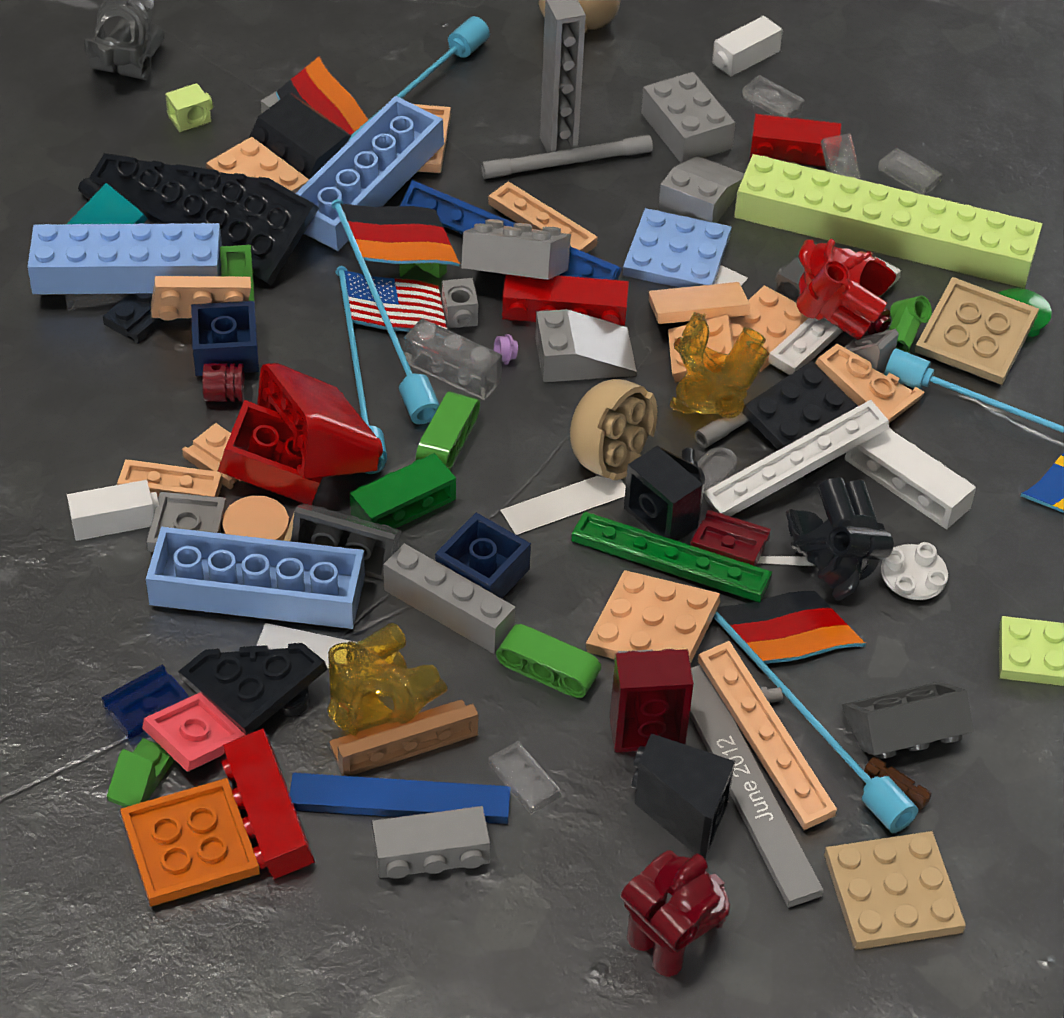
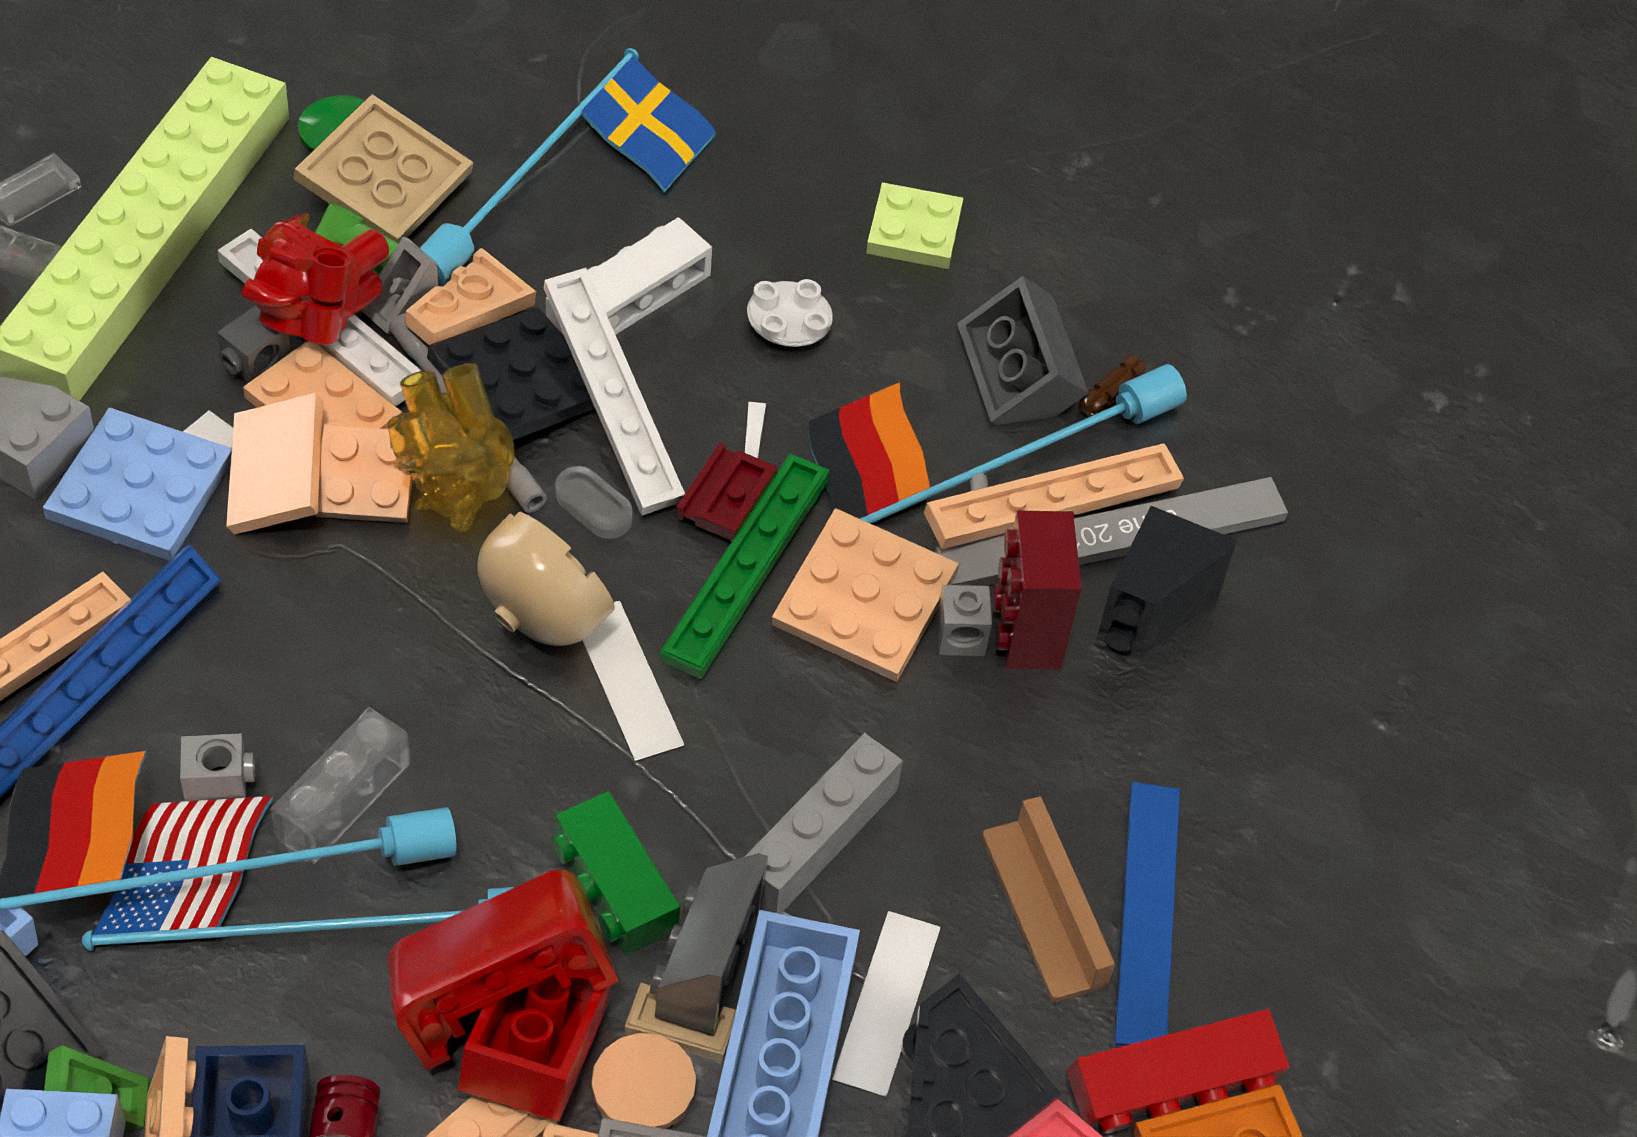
camera: 90 degrees left, 5 degrees up
(374, 668) = (998, 930): clear yellow helmet -> none
(431, 842) = (1229, 878): light grey brick -> none
(449, 428) = (489, 805): bright green beam -> none
(486, 555) = (759, 770): dark blue brick -> none
(507, 347) = (320, 720): lavender plate -> none
(516, 249) = (142, 667): light grey brick -> none
(524, 776) = (1116, 765): clear plate -> none
(548, 660) = (931, 716): bright green beam -> none
(581, 347) = (336, 624): light grey slope -> none
(588, 296) = (234, 631): red brick -> none
(665, 492) = (661, 539): black piece -> none
(694, 908) = (1332, 602): dark red helmet -> none
(848, 542) = (775, 362): black helmet -> none
(894, 890) = (1259, 416): tan plate -> none

